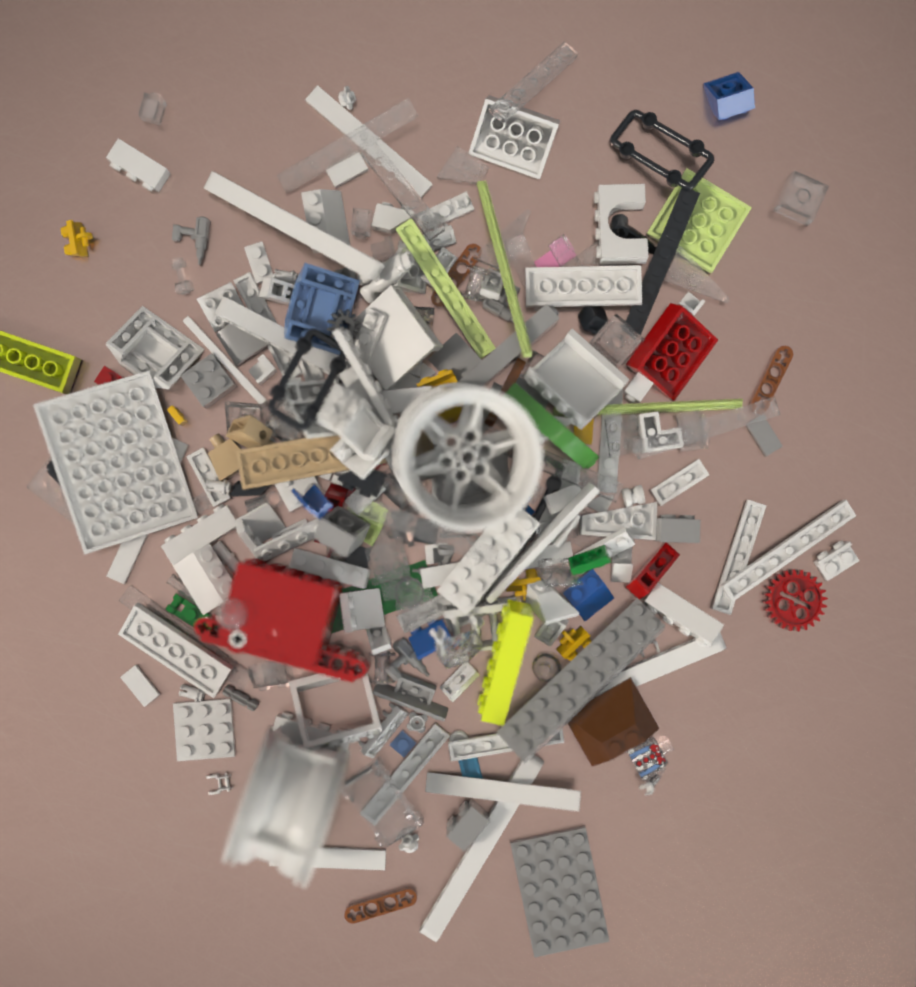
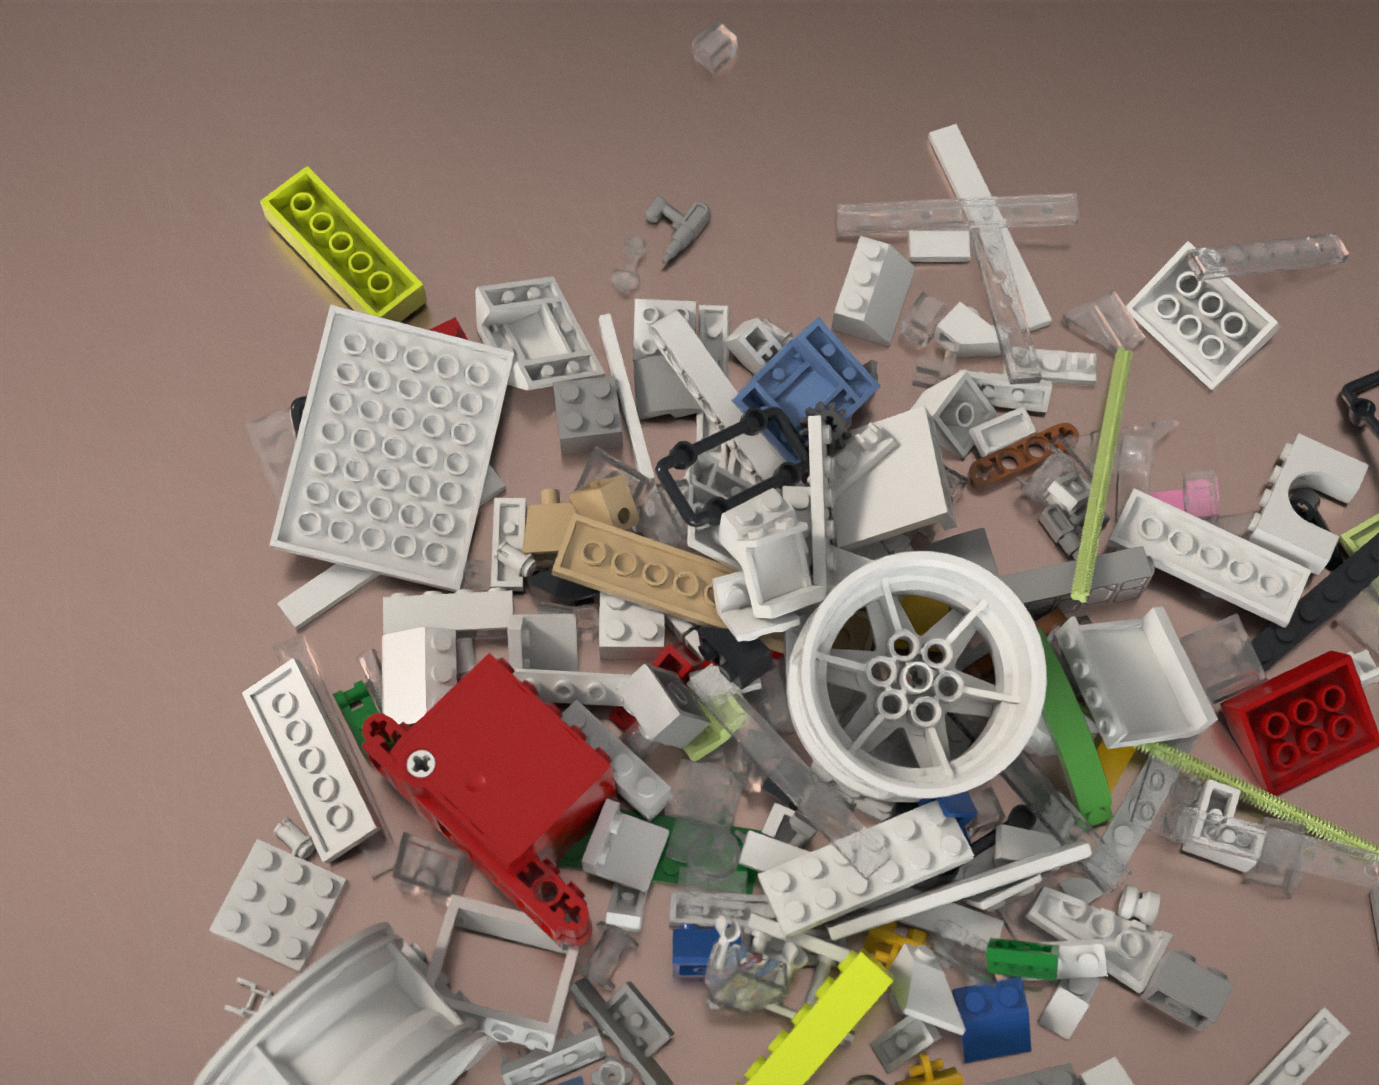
camera: 30 degrees right, 20 degrees down
(77, 237) = (518, 151): yellow hips -> none
(138, 166) = (654, 103): white brick -> none
(140, 685) = (226, 787): white tile -> none
(177, 415) = (515, 437): yellow tile -> none
(232, 614) = (435, 721): clear hair -> none
(240, 698) = (362, 887): light grey axle -> none
(259, 262) = (748, 298): white plate -> none
(262, 370) = (666, 439): white panel -> none
(294, 226) = (830, 272): white beam -> none
(314, 501) = (648, 642): blue panel -> none
(347, 98) = (989, 157): white plate -> none
(358, 557) = (664, 763): black panel -> none
(393, 270) = (916, 391): white piece -> none
(406, 656) = (654, 959): light grey piece -> none
(445, 288) = (999, 456): yellowish green plate -> none
(459, 681) = (715, 1046): white plate -> none
(593, 318) = (1199, 610): black panel -> none
(637, 388) = (1223, 746): white brick -> none
(652, 571) = (1114, 1038): red slope -> none
(679, 482) = (1223, 923): white plate -> none

